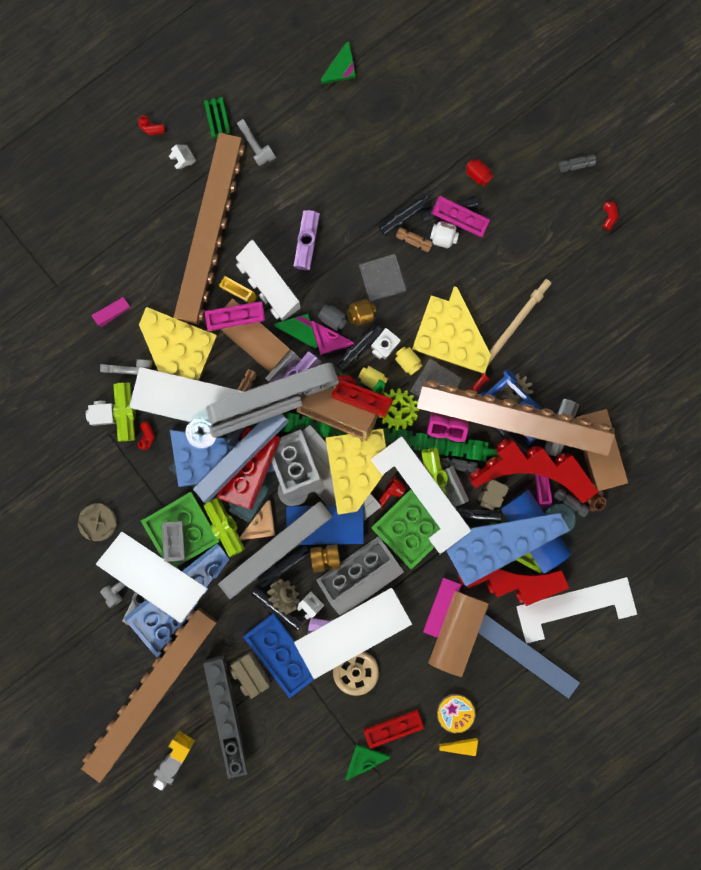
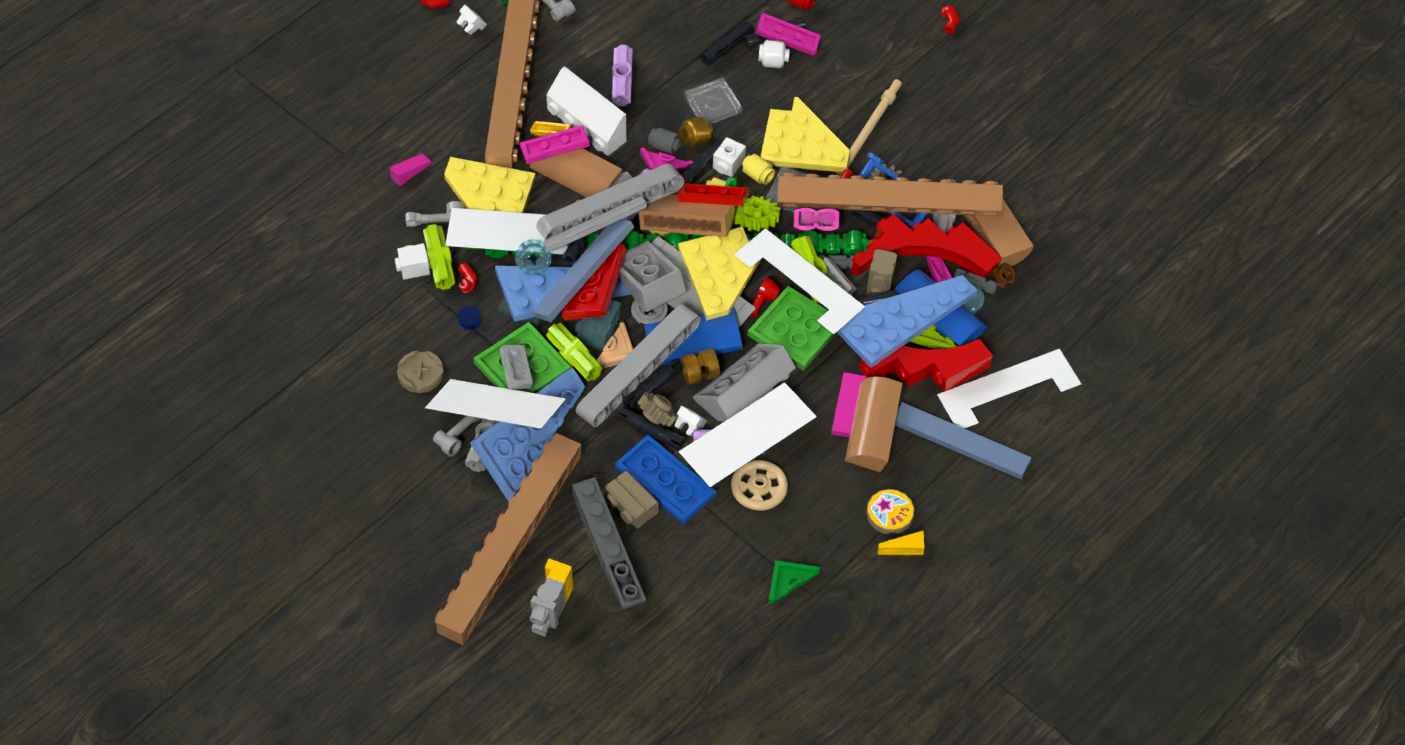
camera: 10 degrees left, 30 degrees down
(143, 475) = (469, 318): none -> clear blue tile
(300, 329) = (627, 157): green tile -> none
(393, 729) = (818, 539): red tile -> none
(414, 239) = (741, 63): medium nougat axle -> none

